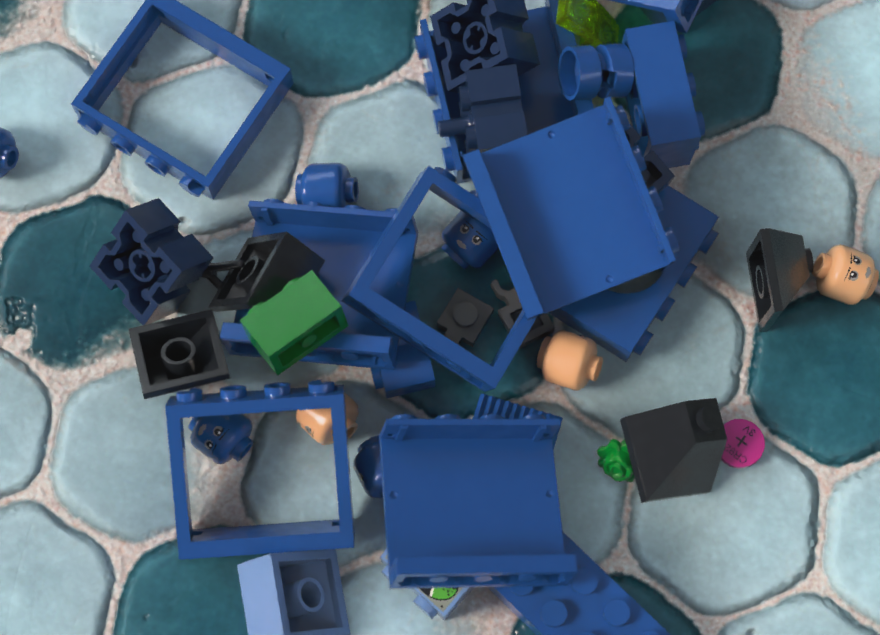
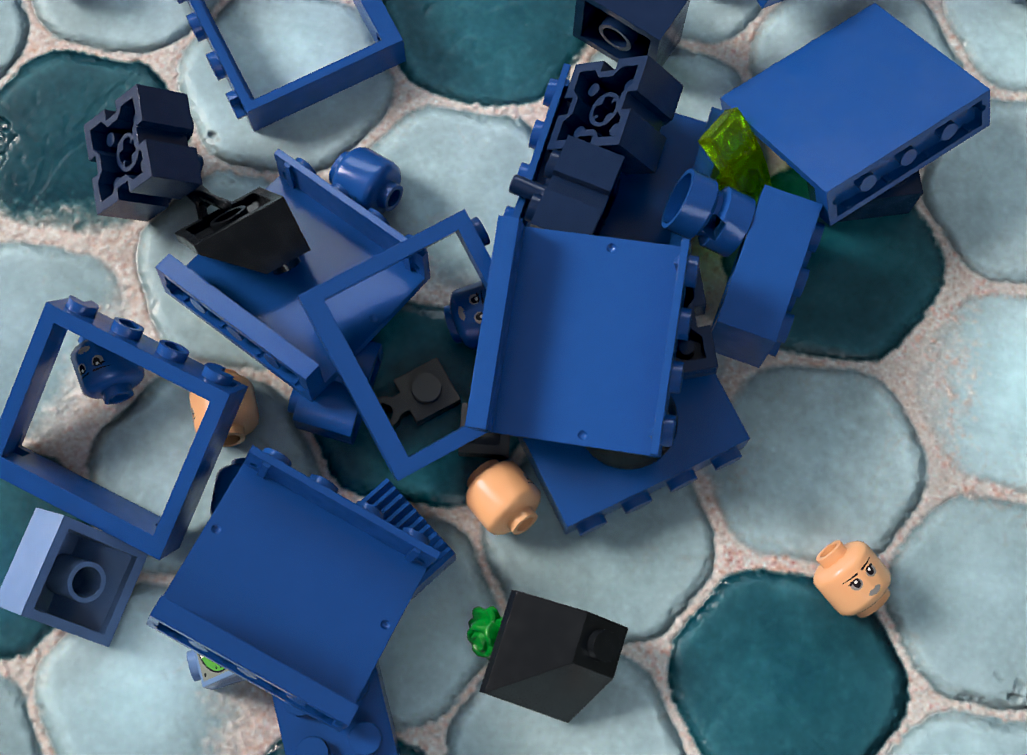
camera: 30 degrees right, 0 degrees up
(178, 354) = (105, 260): black slope -> none
(294, 322) = (228, 292): green brick -> none
(743, 445) = (632, 691): dark pink piece -> none
(777, 271) = (780, 535): black slope -> none

